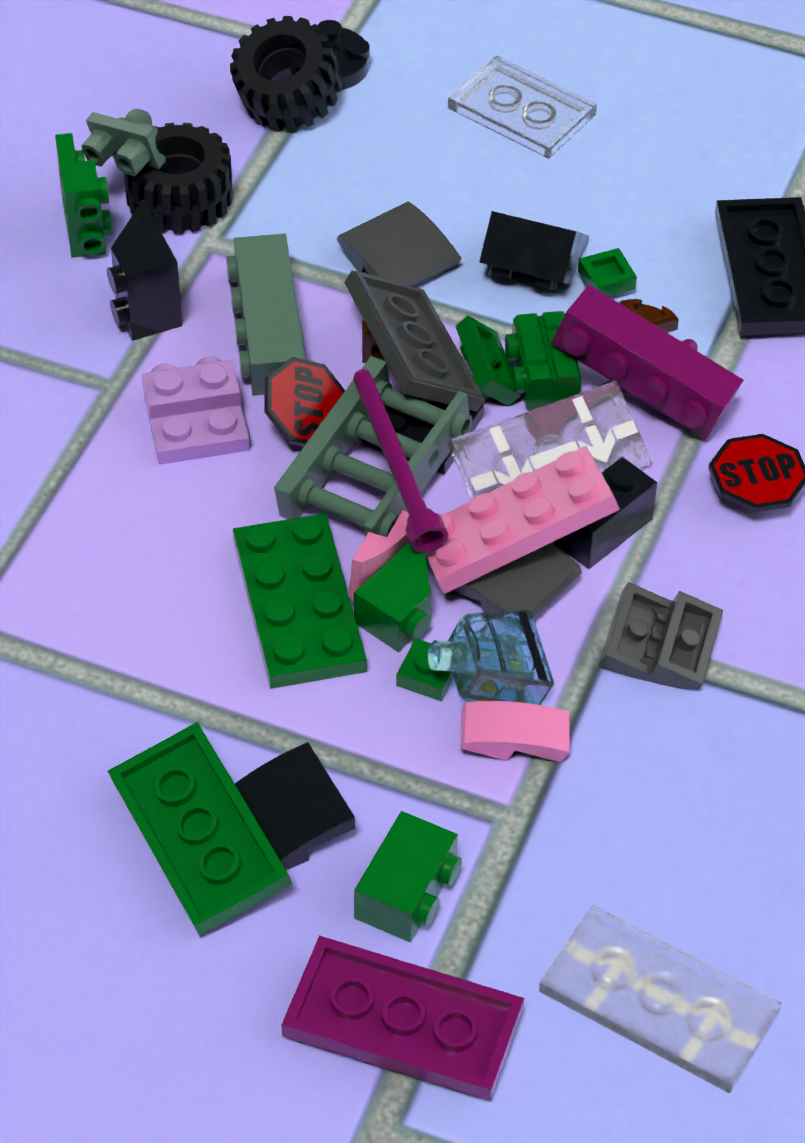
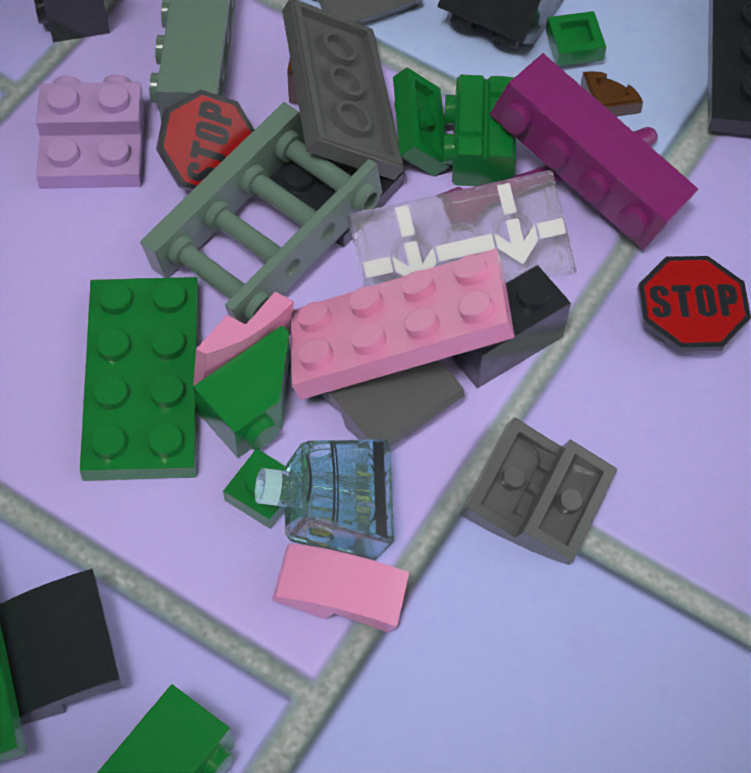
camera: 10 degrees right, 10 degrees up
(424, 527) = (288, 323): magenta piece -> none

